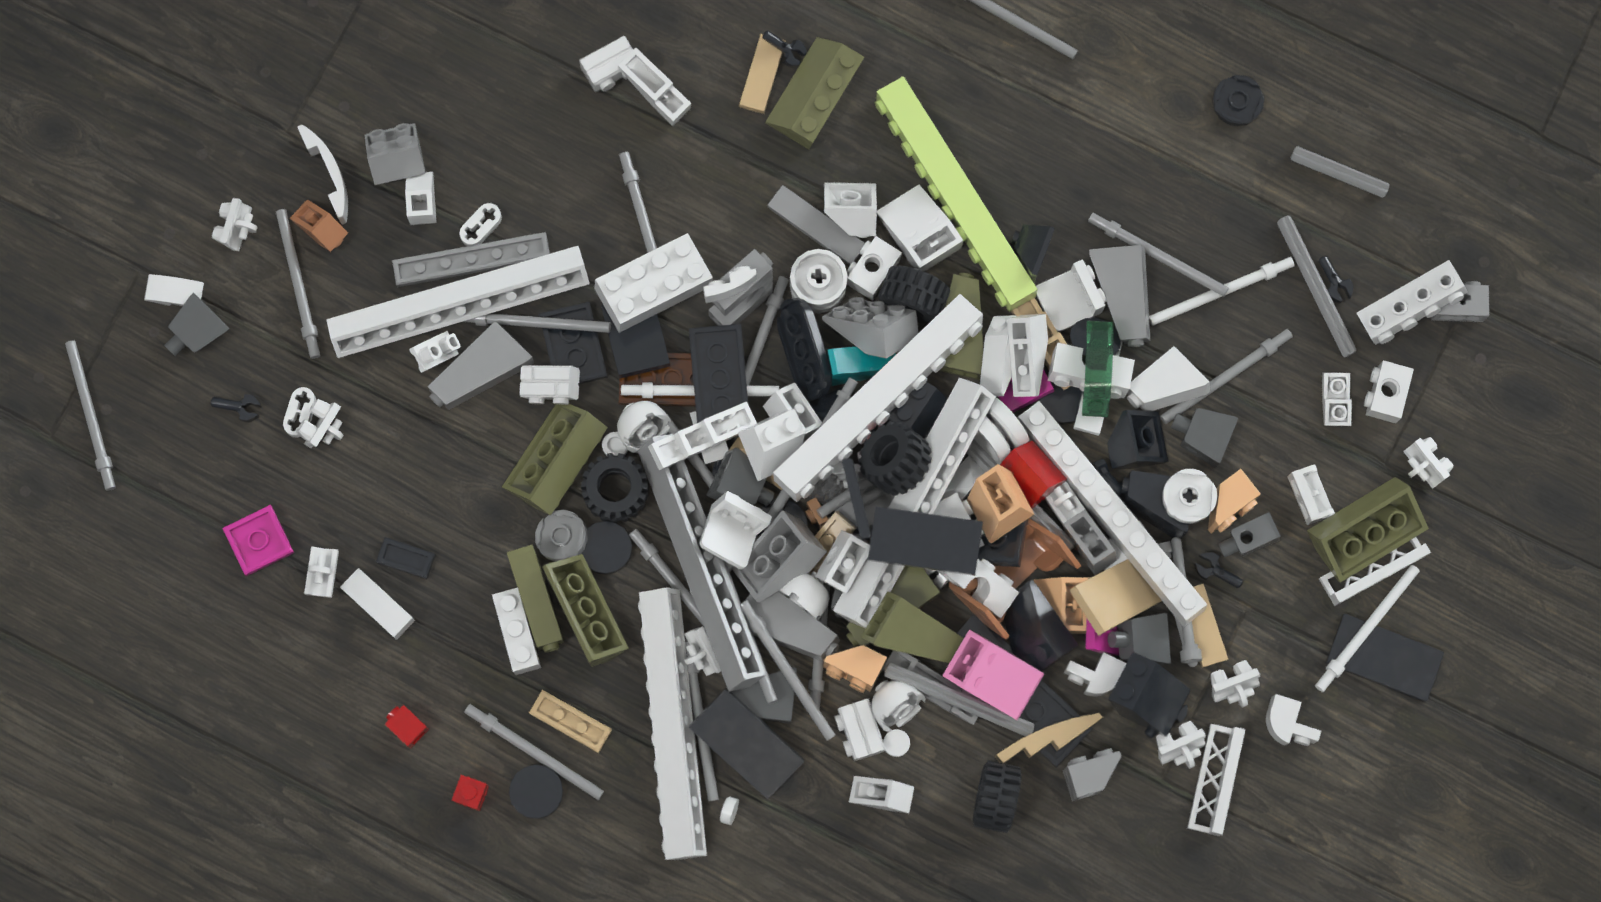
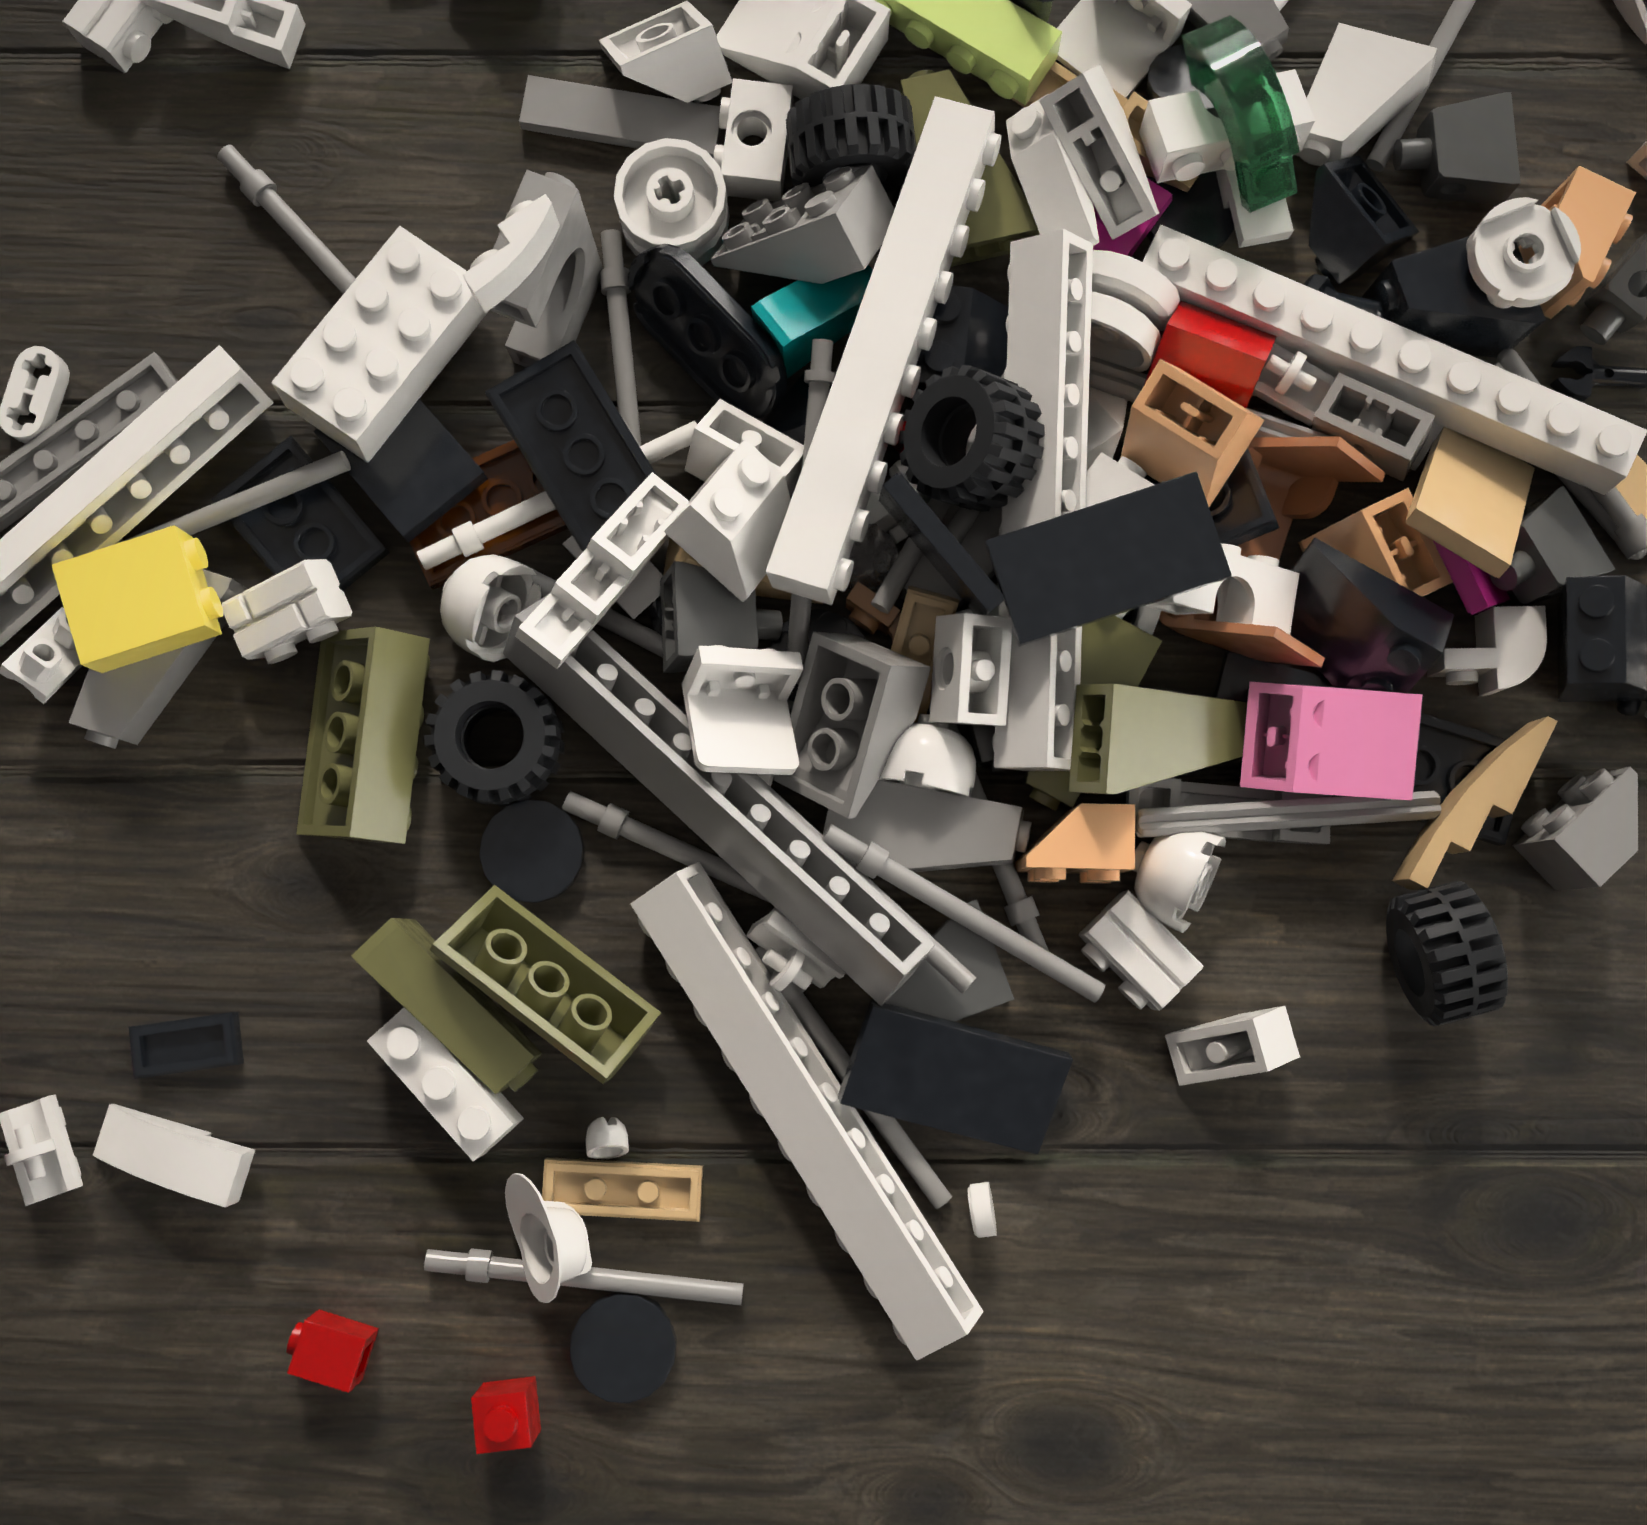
camera: 25 degrees left, 5 degrees up
(488, 347) = (138, 599): none -> light yellow brick
(527, 721) = (549, 1238): none -> white piece
(561, 535) = (443, 869): light grey tile -> none
(574, 695) = (606, 1139): none -> white hinge
(613, 444) = (455, 663): white tile -> none
(896, 743) = (1210, 940): white tile -> none

